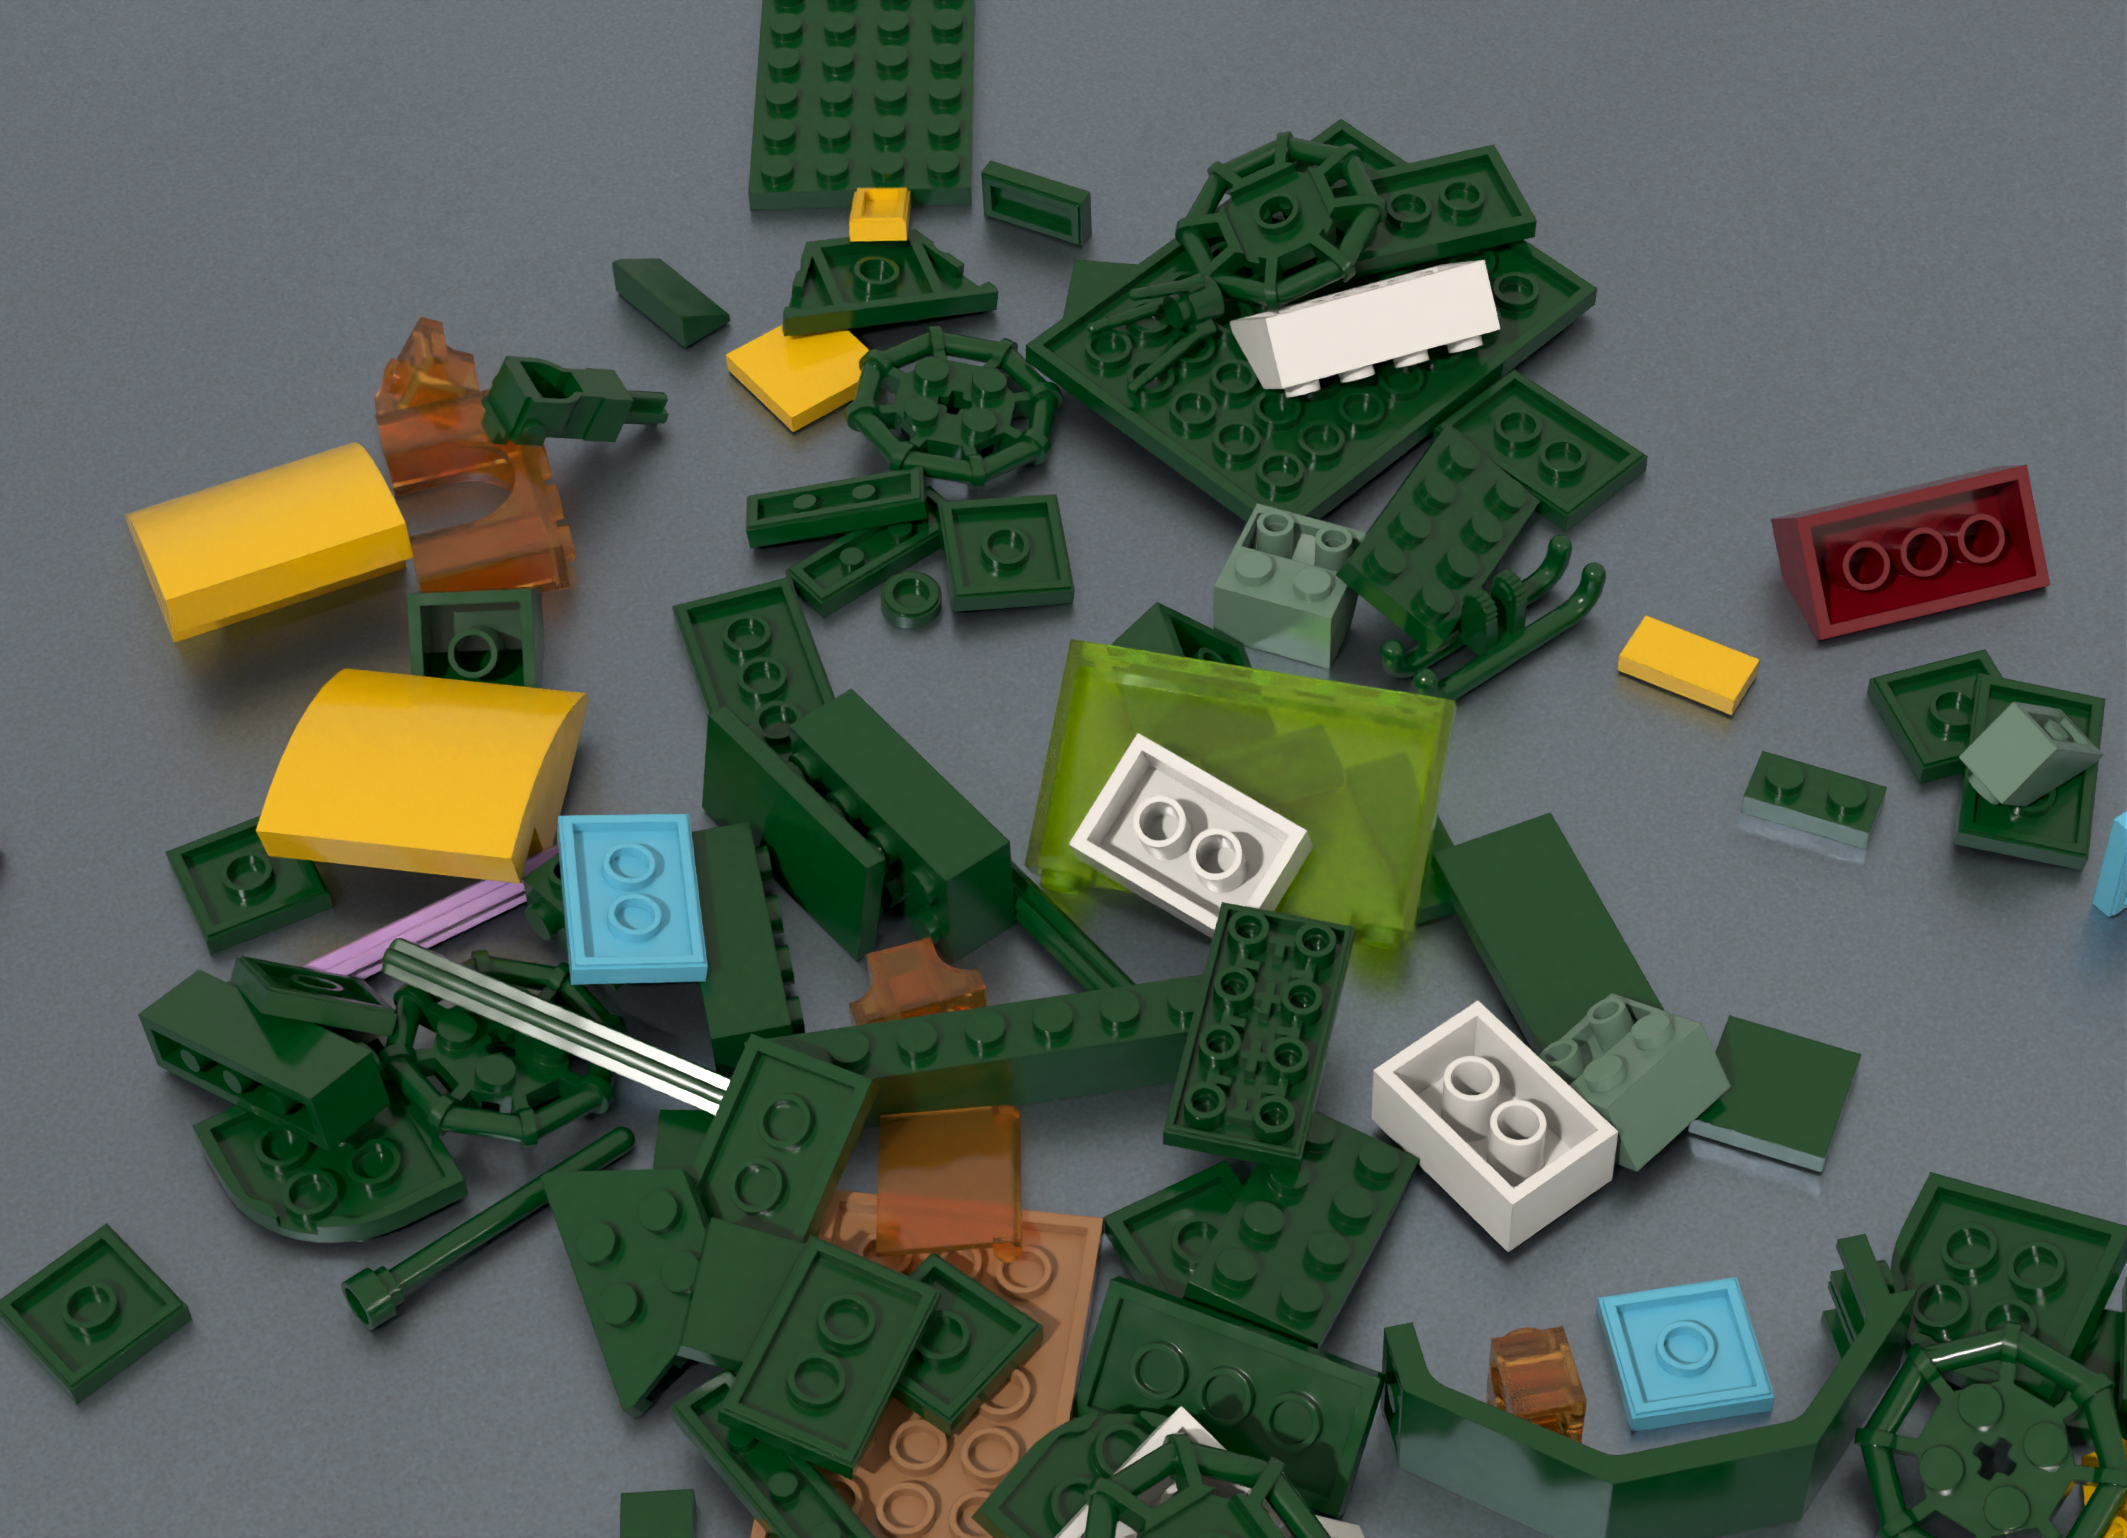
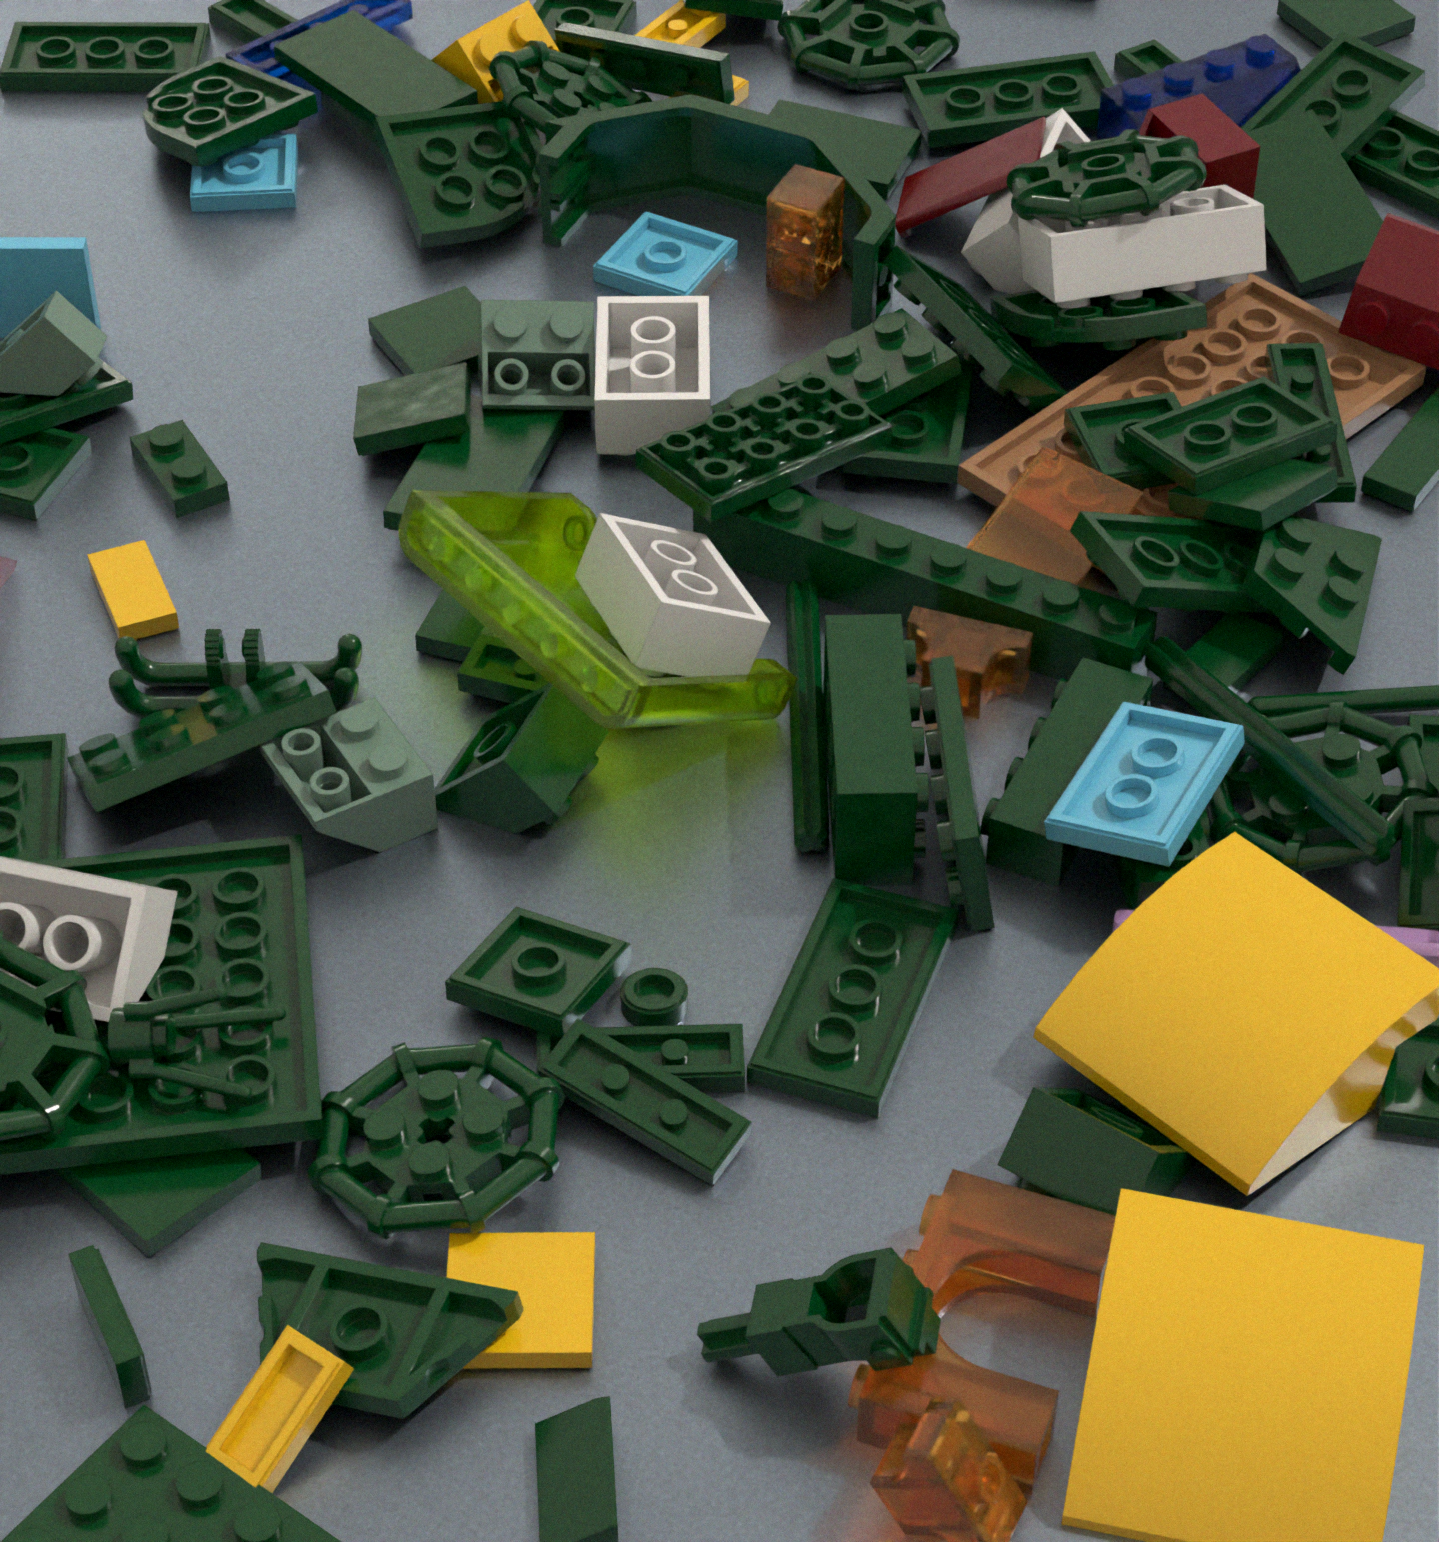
camera: 145 degrees left, 5 degrees down
(1675, 955) = (412, 409): none -> dark green tile

